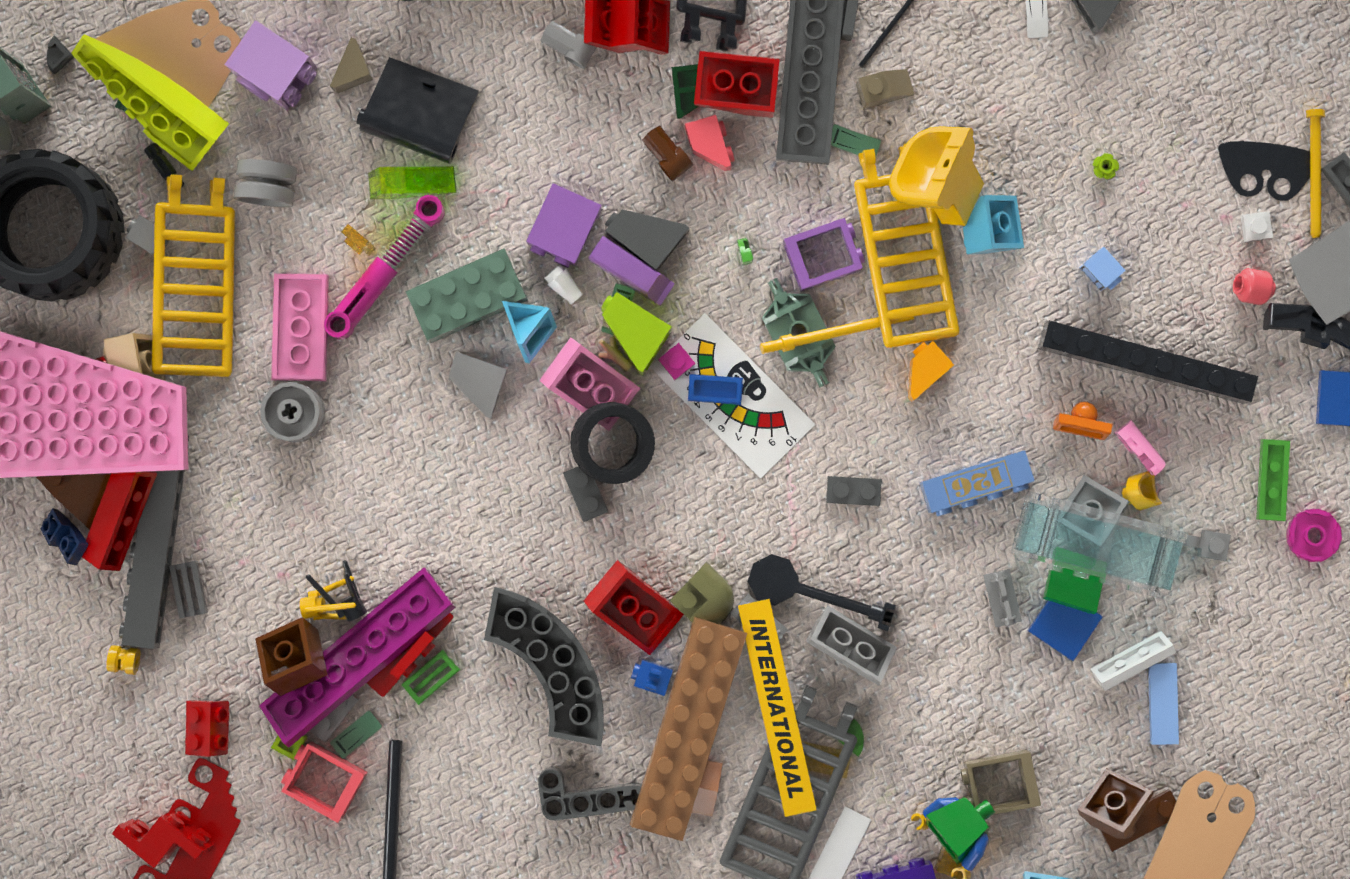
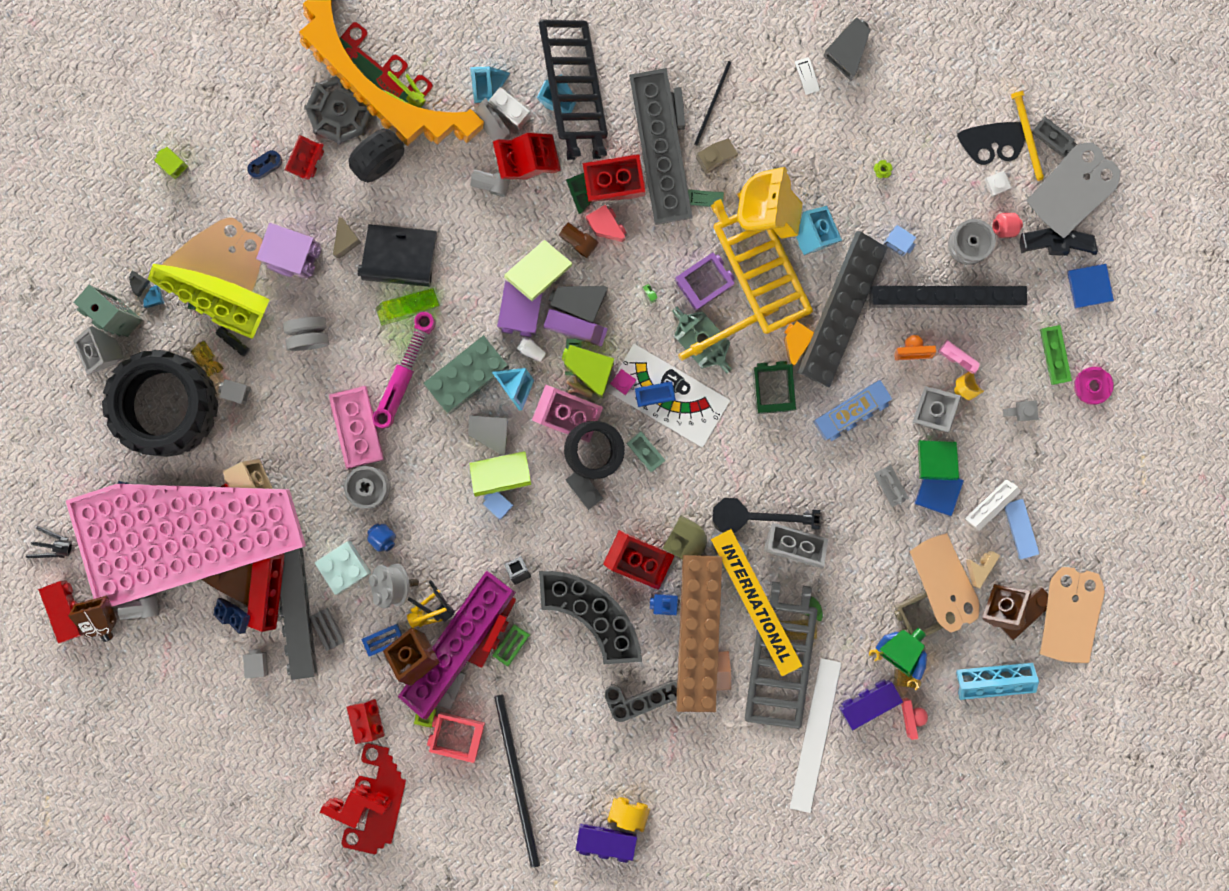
camera: 15 degrees left, 0 degrees up
(73, 80) = (153, 297): none -> dark azure tile
(79, 611) = (255, 664): none -> light grey brick
(120, 179) = (204, 357): none -> clear yellow plate
(123, 659) = (295, 690): yellow wheel -> none
(160, 288) = (247, 366): yellow bar -> none
(231, 512) = (342, 567): none -> light aqua brick
(283, 620) = (367, 646): none -> blue tile
(289, 553) = (390, 585): none -> light grey wheel
(294, 485) = (381, 537): none -> blue head
(355, 734) = (469, 698): clear green sticker -> none
(357, 241) = (380, 357): clear yellow plate -> none
(462, 481) = (497, 504): none -> light blue brick
(466, 578) = (517, 570): none -> black slope
(477, 441) = (500, 473): none -> tile
(601, 180) = (538, 270): none -> yellowish green tile
(682, 464) = (646, 451): none -> sand green plate
(853, 491) = (769, 439): dark grey plate -> none
(893, 396) = (774, 408): none -> dark green window
(999, 341) = (842, 309): none -> dark grey plate
(1037, 741) = (943, 577): none -> light nougat piece
(1089, 748) = (979, 573): none -> tan slope
(1098, 544) = (947, 431): windscreen -> none
(1213, 290) = (981, 236): none -> light grey wheel

